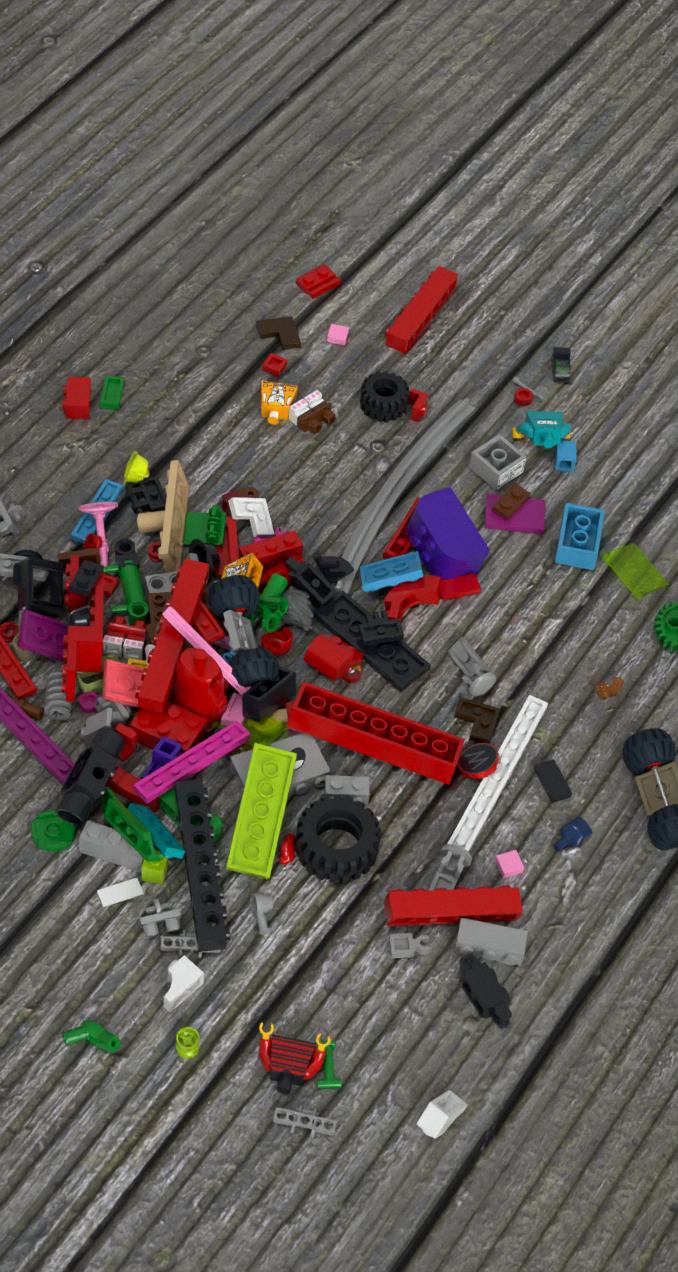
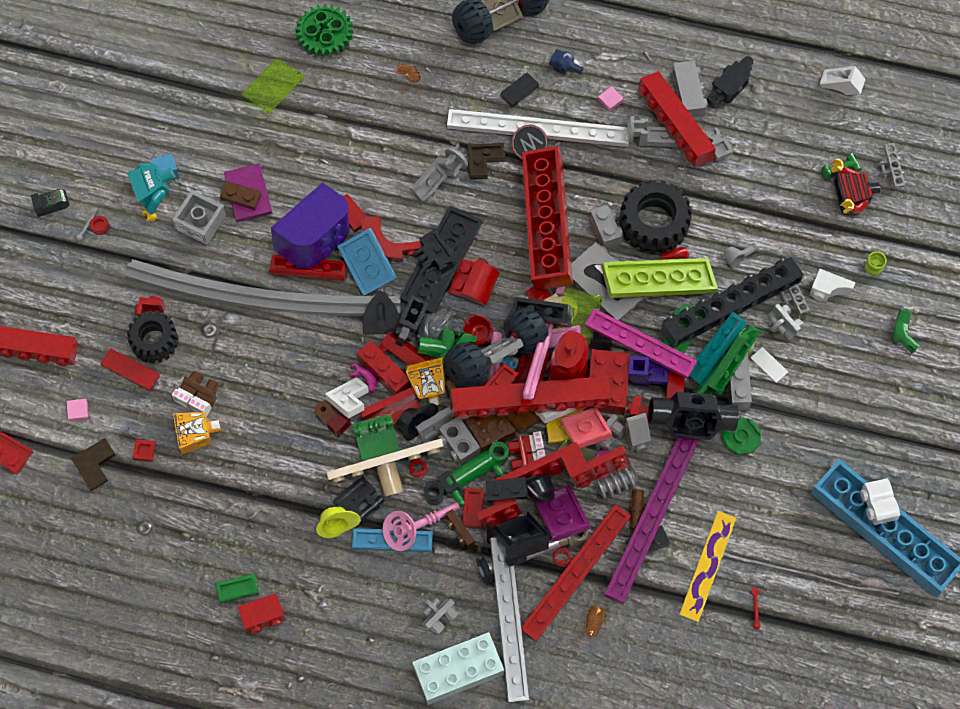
camera: 105 degrees left, 15 degrees up
(92, 541) = (434, 518): red bush -> none
(353, 382) = (130, 369): none -> red tile
(579, 536) = (260, 130): dark azure brick -> none

